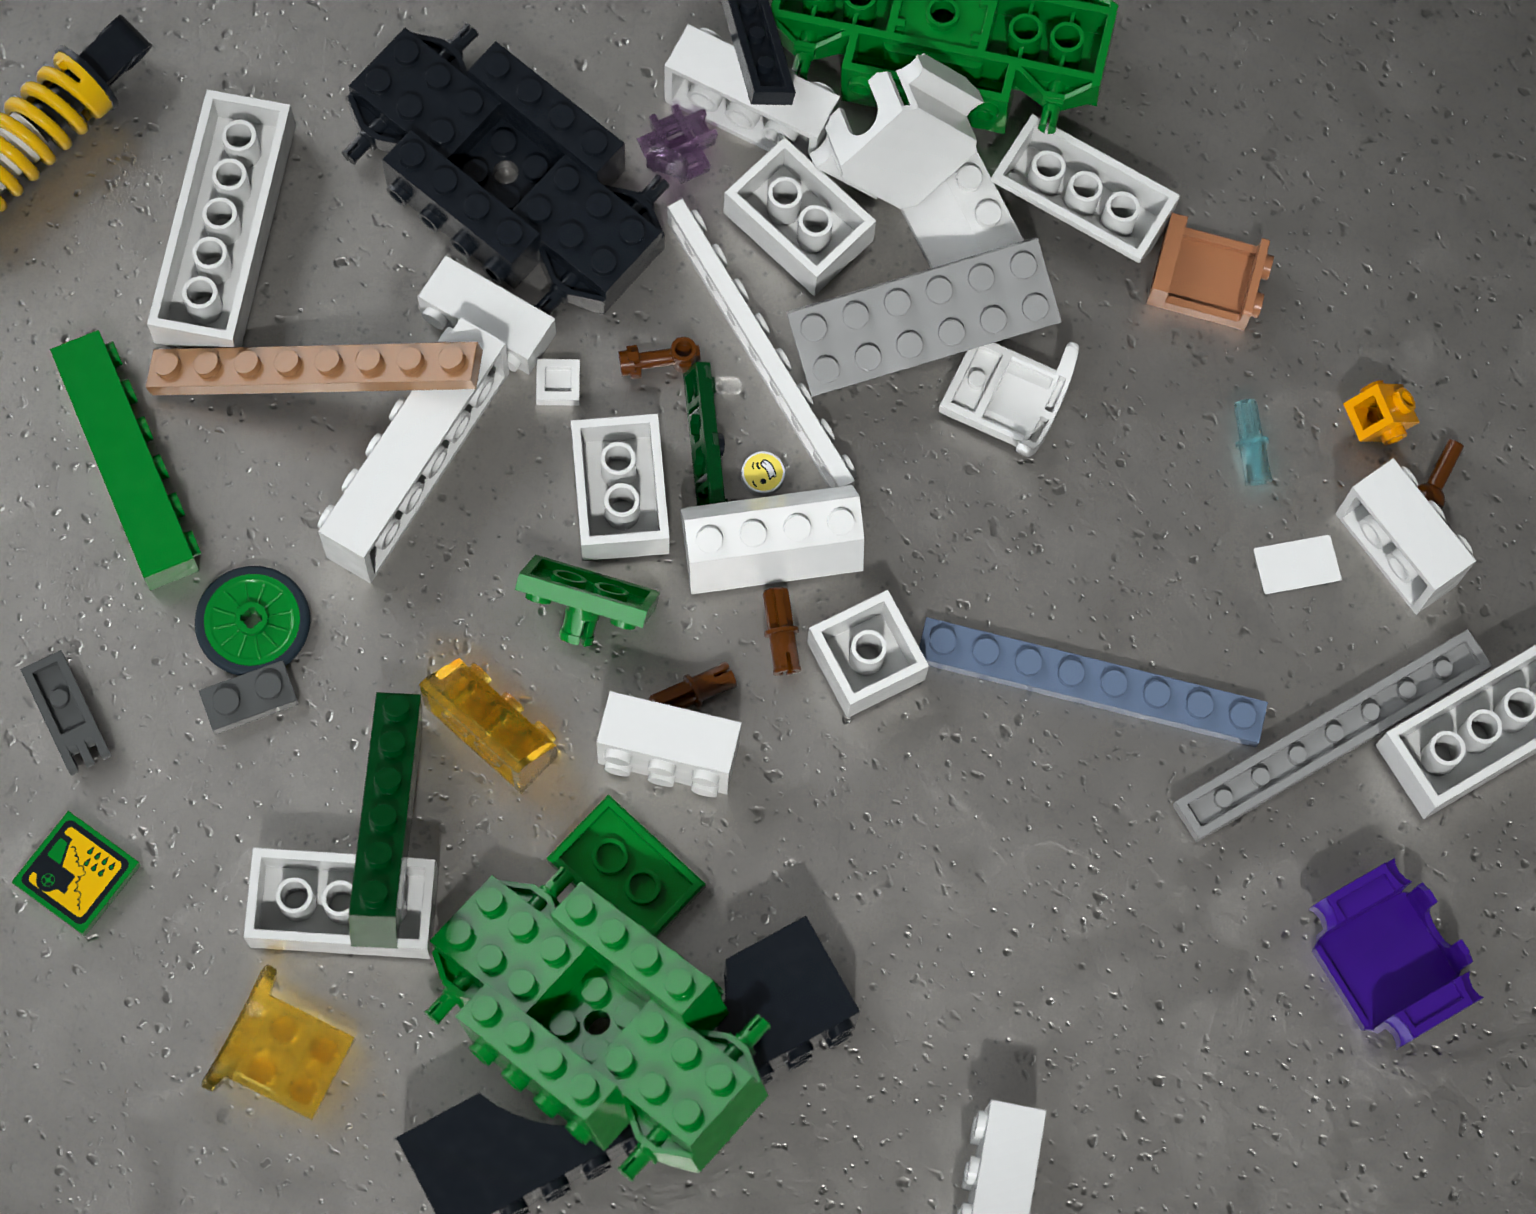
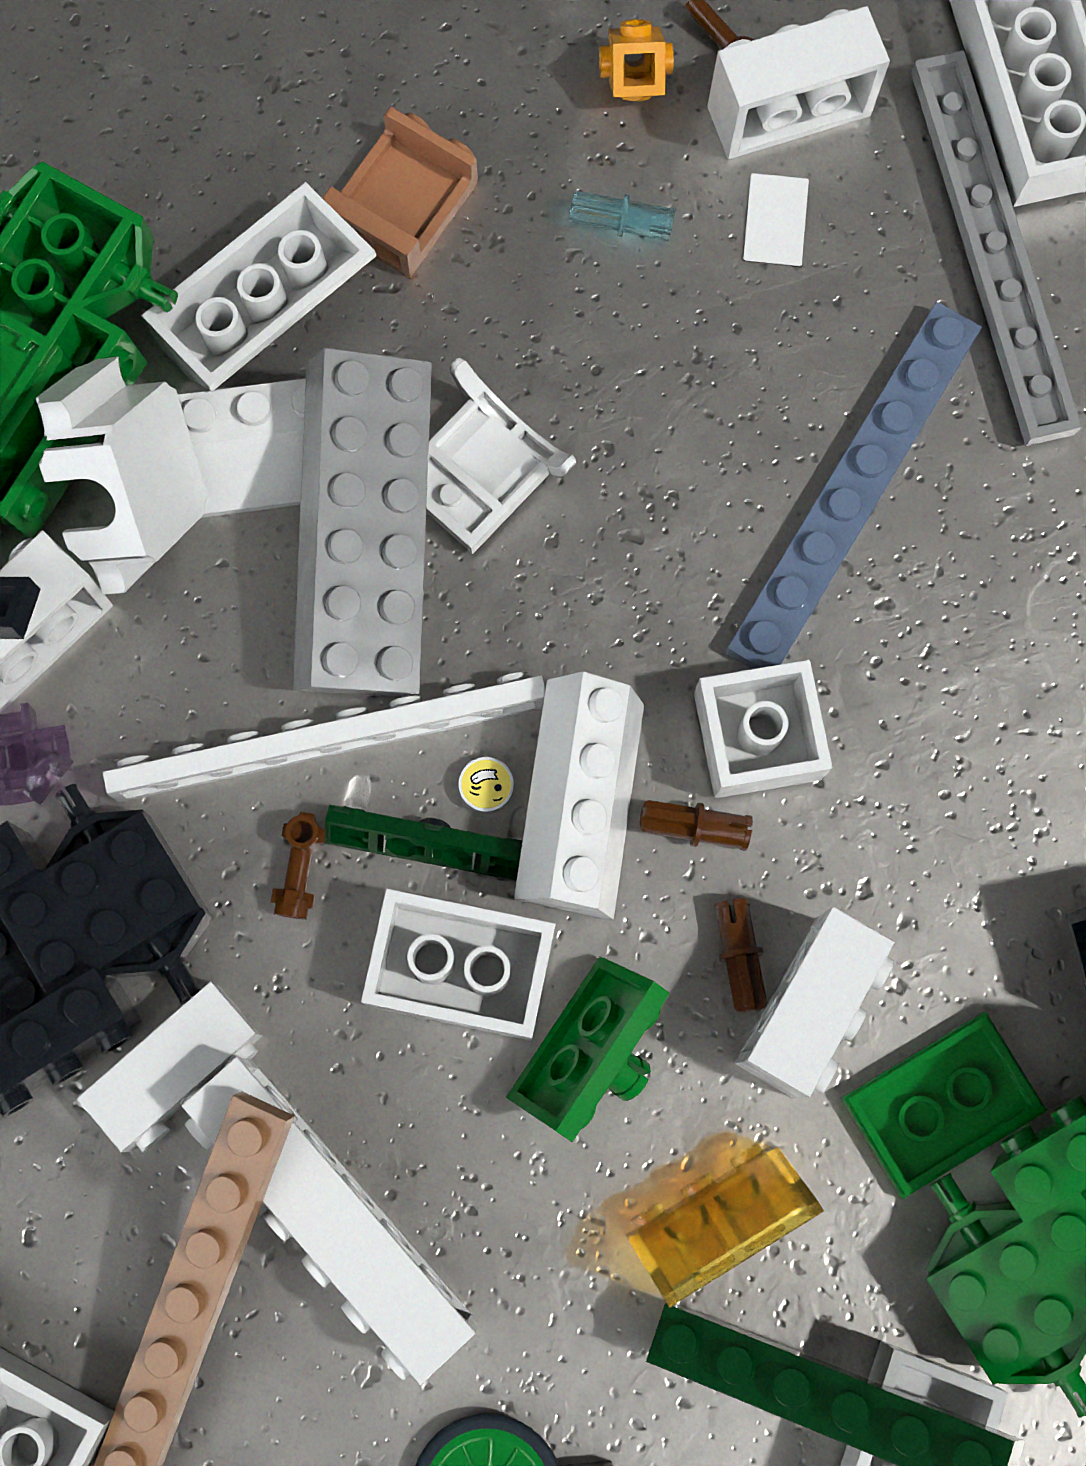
camera: 70 degrees left, 5 degrees up
(558, 382) = (287, 1001): white tile -> none
(799, 216) = (172, 636): white brick -> none

